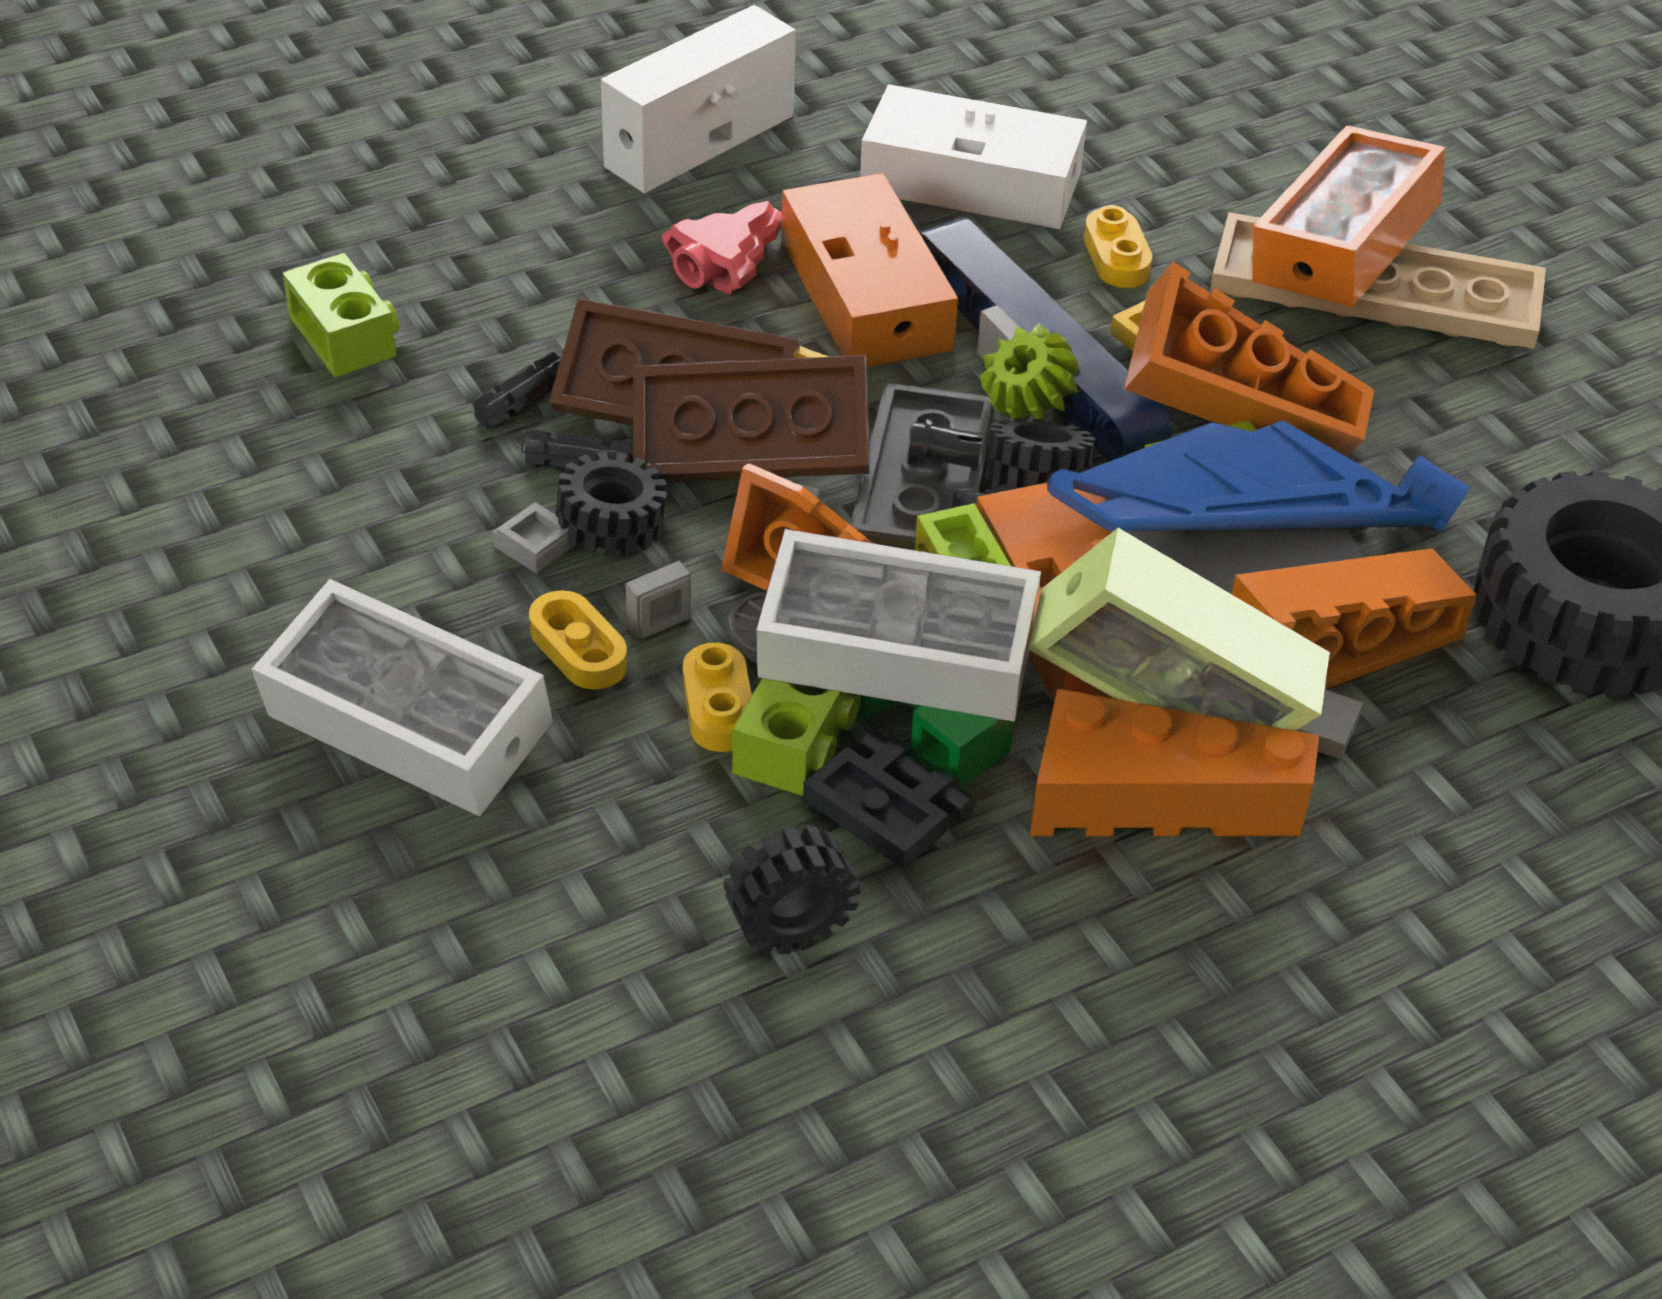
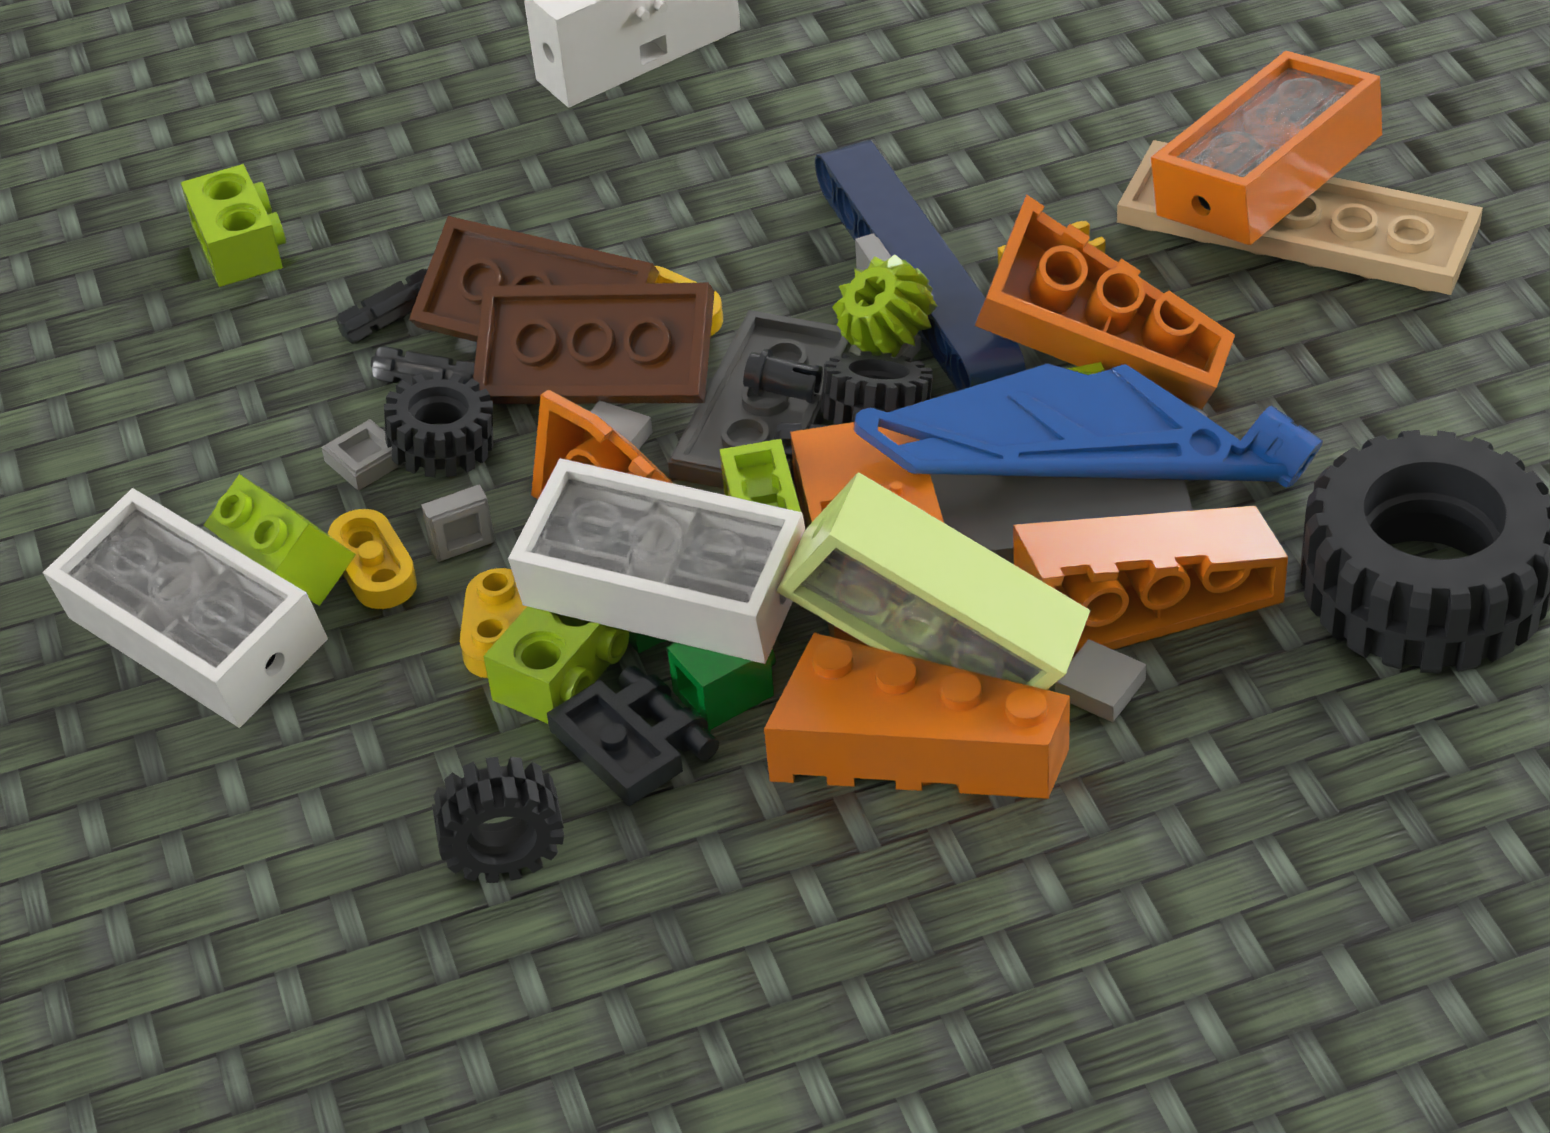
camera: 15 degrees right, 0 degrees up
(487, 617) = (279, 539): none -> lime brick
(722, 247) = (626, 164): coral rock -> none
(868, 270) = (760, 194): brick -> none
(975, 155) = (902, 75): white brick -> none
(1117, 247) = (1033, 170): yellow plate -> none

